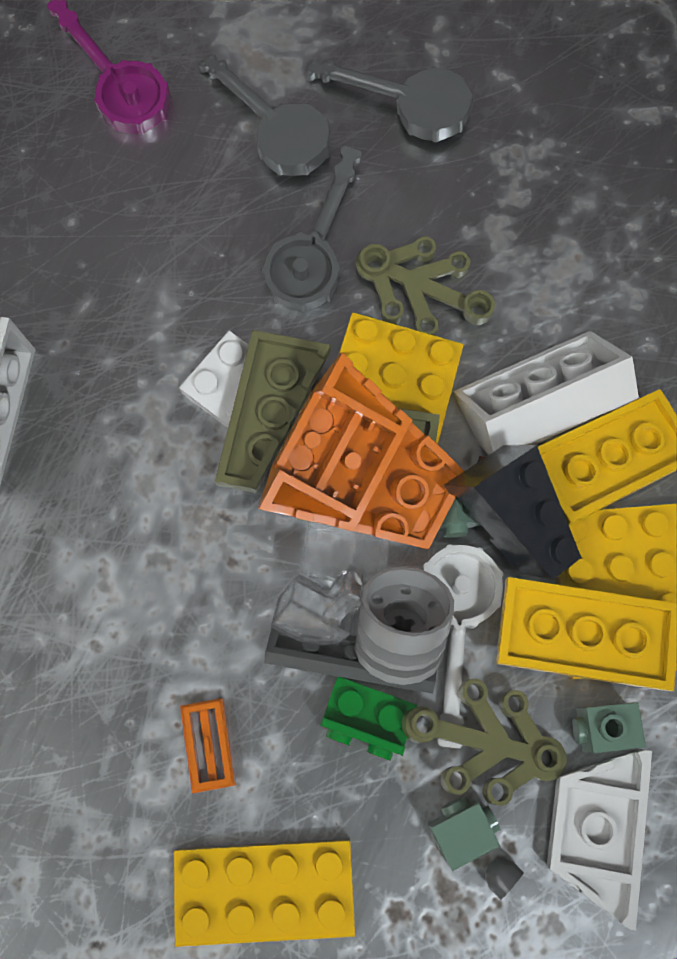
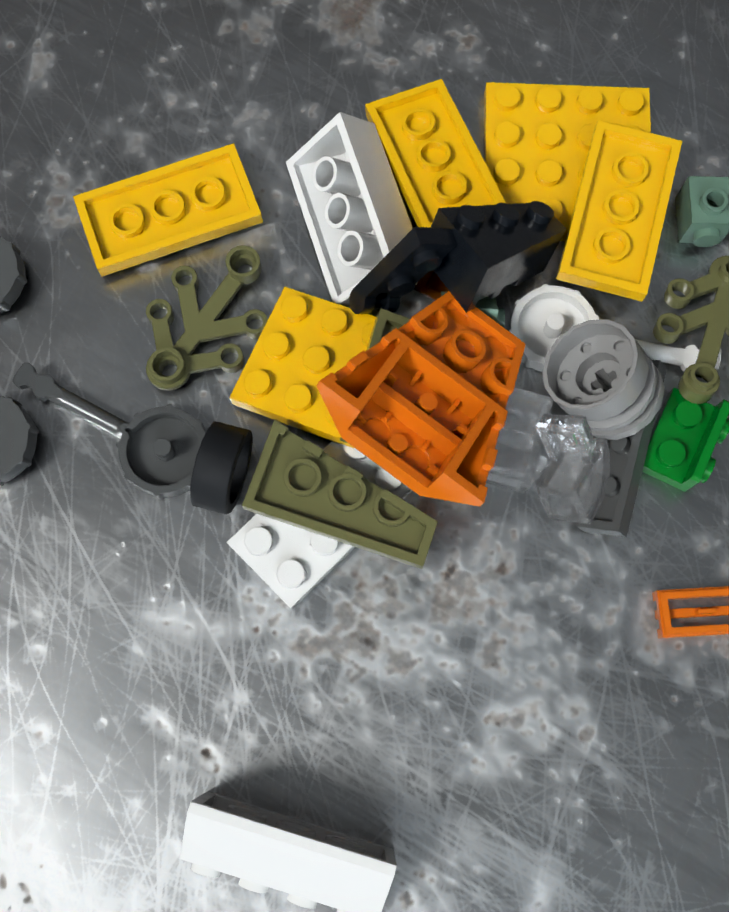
camera: 85 degrees left, 0 degrees up
(286, 310) = (221, 467): none -> black tyre
(479, 428) = (401, 269): none -> black plate
(521, 239) = (167, 209): none -> yellow plate

